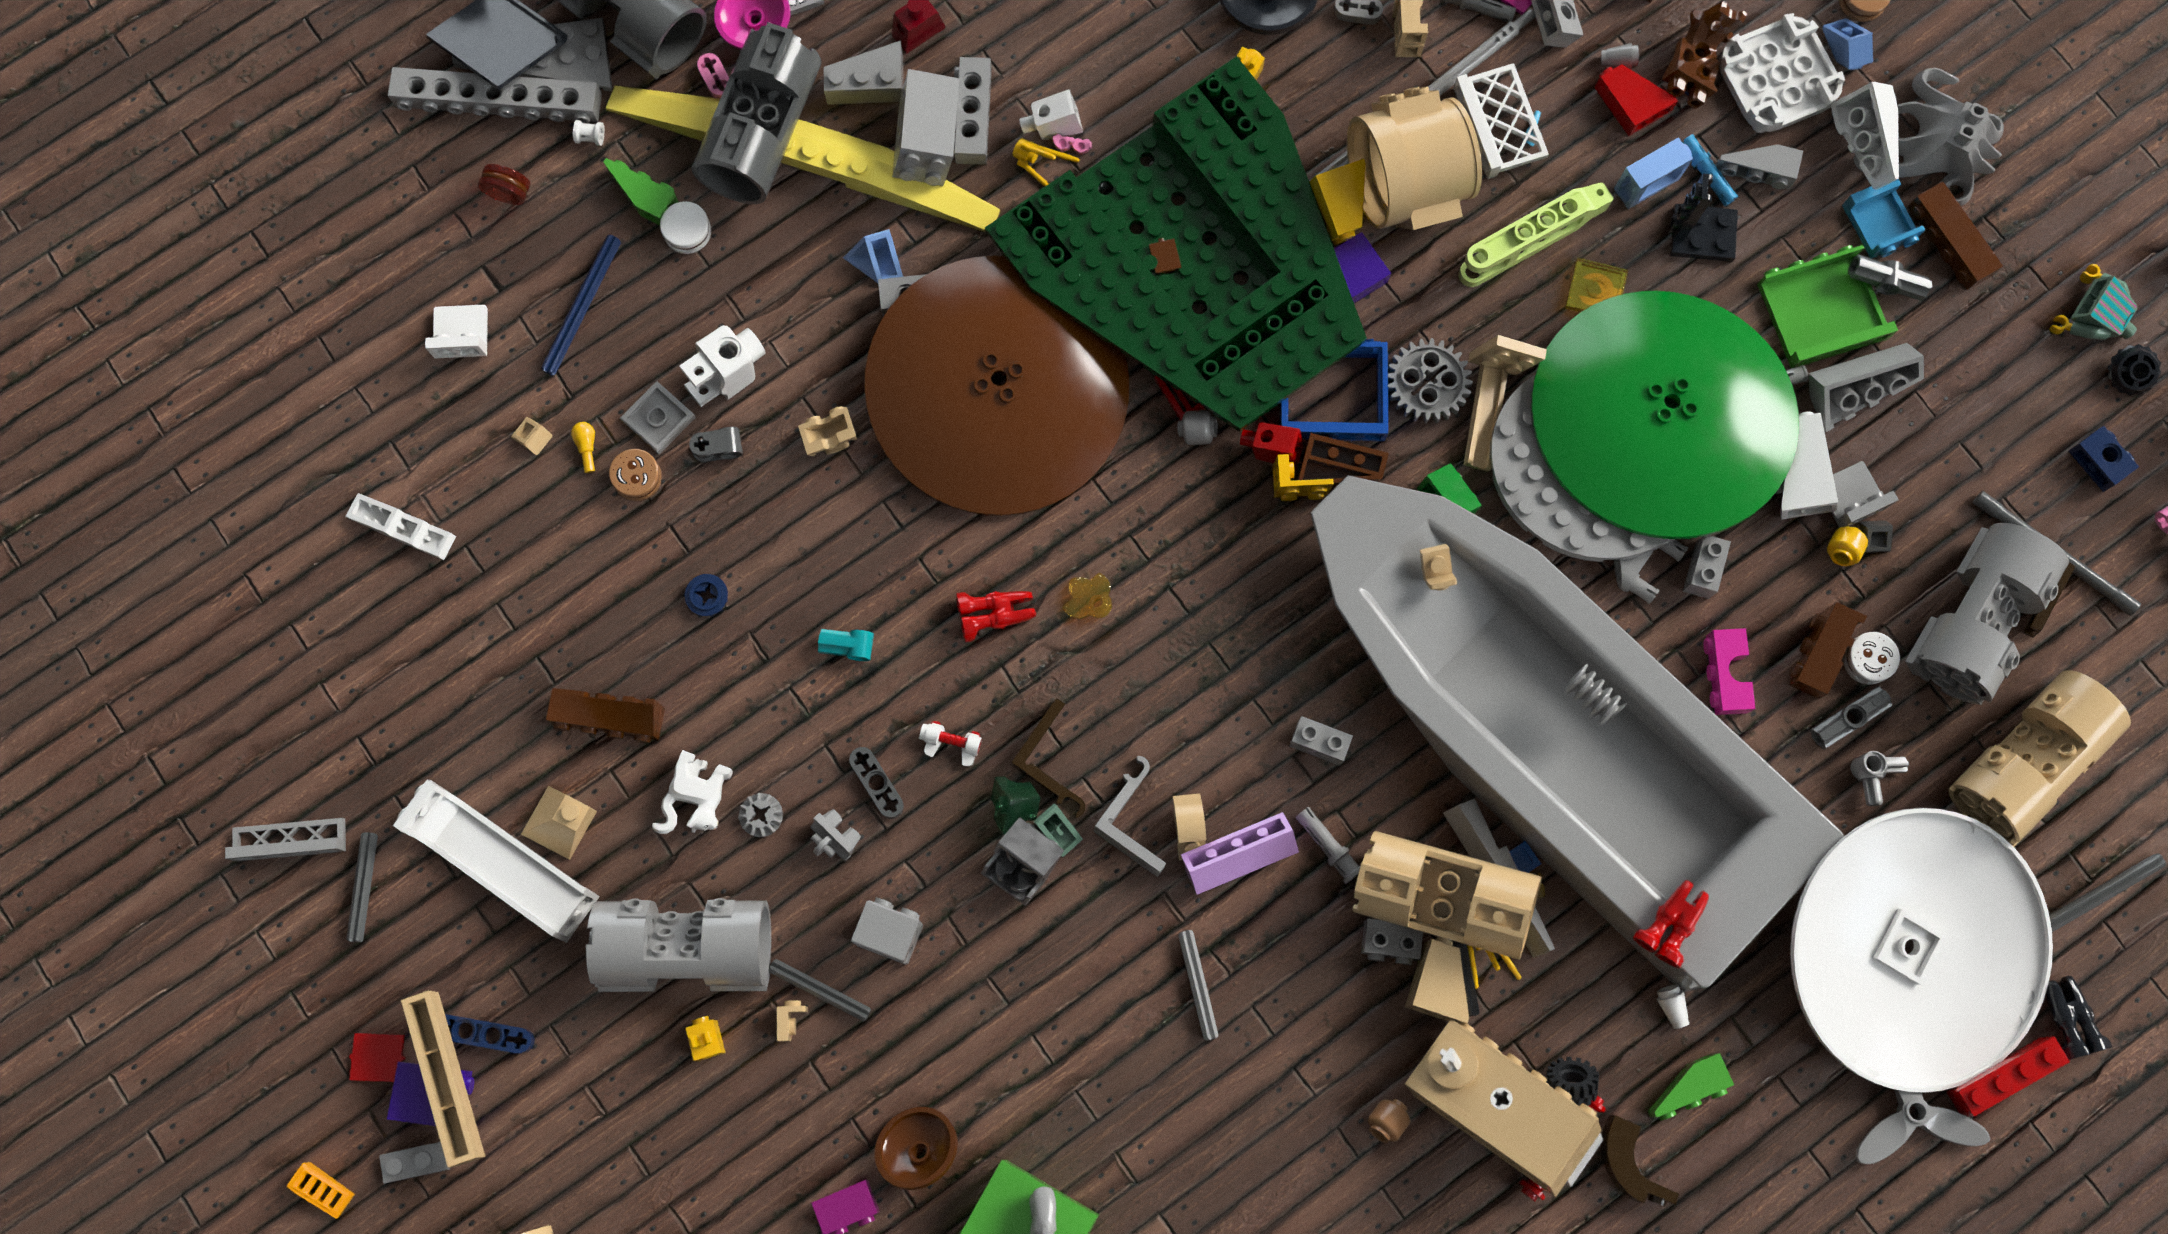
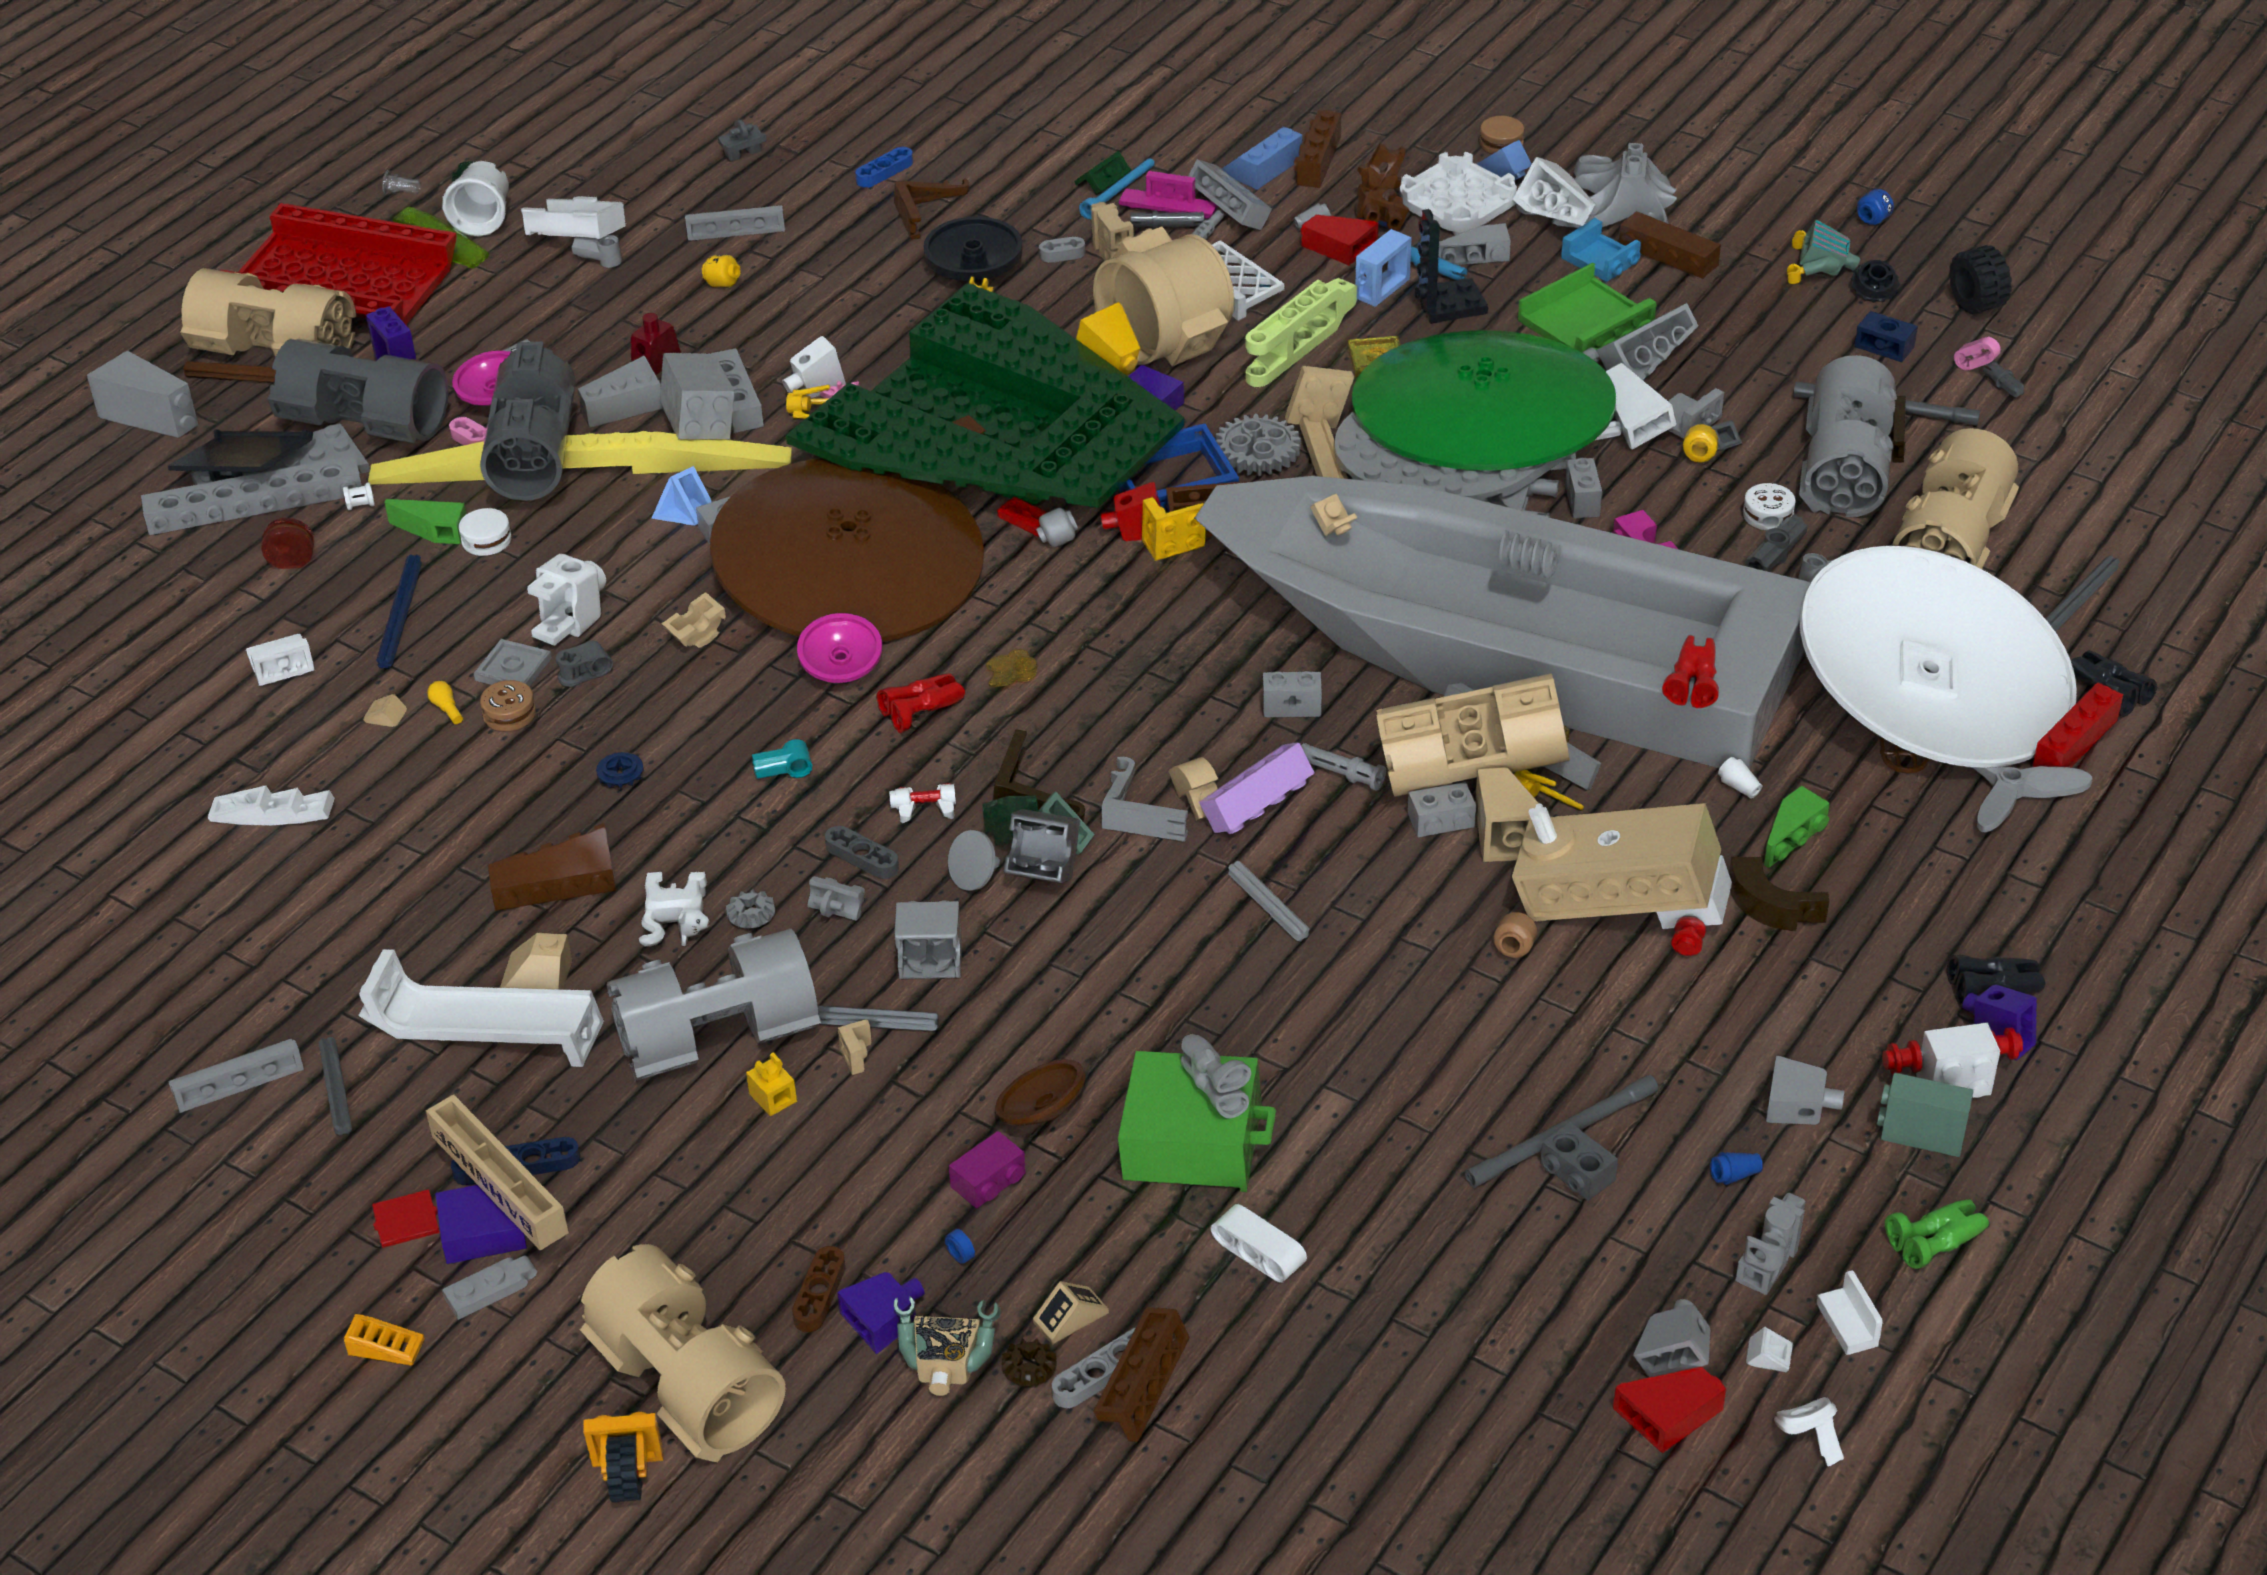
camera: 20 degrees left, 35 degrees down
(925, 514) = (838, 638): none -> dark pink dish
(961, 845) = (972, 860): none -> light grey shield
(1825, 649) = (1723, 504): reddish brown wedge -> none
(1889, 277) = (1642, 278): dark grey piece -> none

